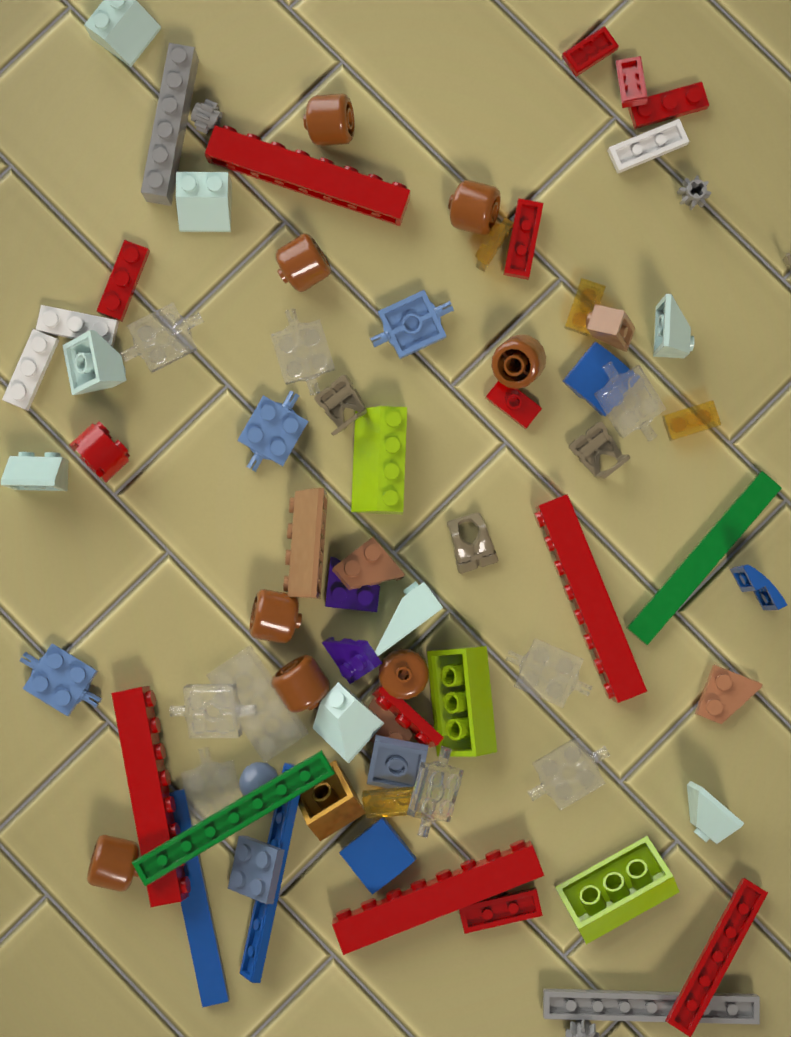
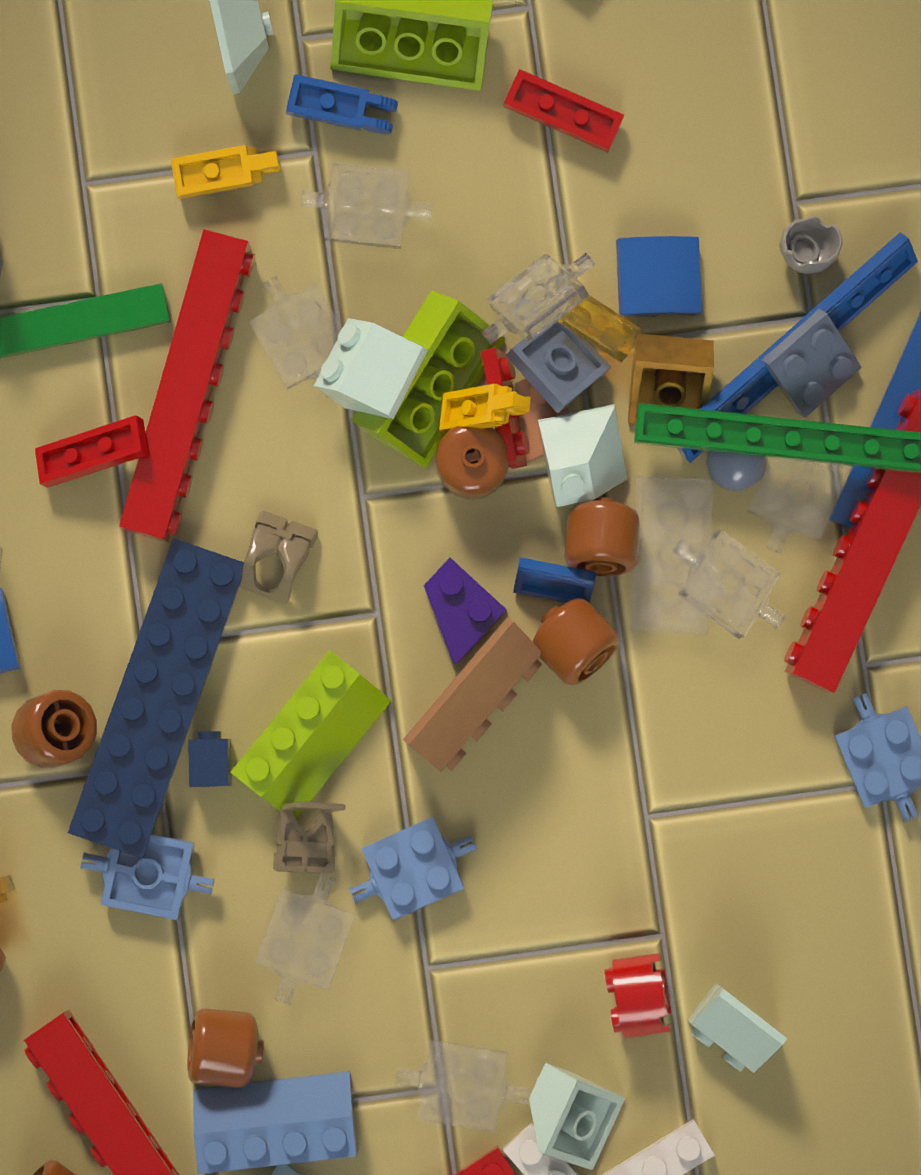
camera: 140 degrees left, 0 degrees up
(246, 245) = (274, 1123): none -> medium blue slope
(305, 937) = (810, 245): none -> light grey hair
(310, 640) = (553, 581): none -> blue tile
(352, 657) = (517, 521): dark purple wing -> none
(367, 566) = (420, 618): nougat wing -> none
(412, 611) = (410, 523): light aqua slope -> none
(419, 705) = (481, 407): none -> yellow hinge
(423, 406) = (210, 760): none -> dark blue brick
(437, 896) = (624, 179): red brick -> none
(476, 419) = (157, 699): none -> dark blue plate
(496, 681) = (370, 368): none -> light aqua slope
(514, 404) = (96, 679): red plate -> none
(592, 445) = (42, 564): dark tan piece -> none
(613, 523) = (91, 451): none -> red plate
(627, 818) = (338, 104): none -> blue hinge
(663, 732) = (221, 170): none -> yellow hinge
(725, 694) = (115, 160): nougat wing -> none

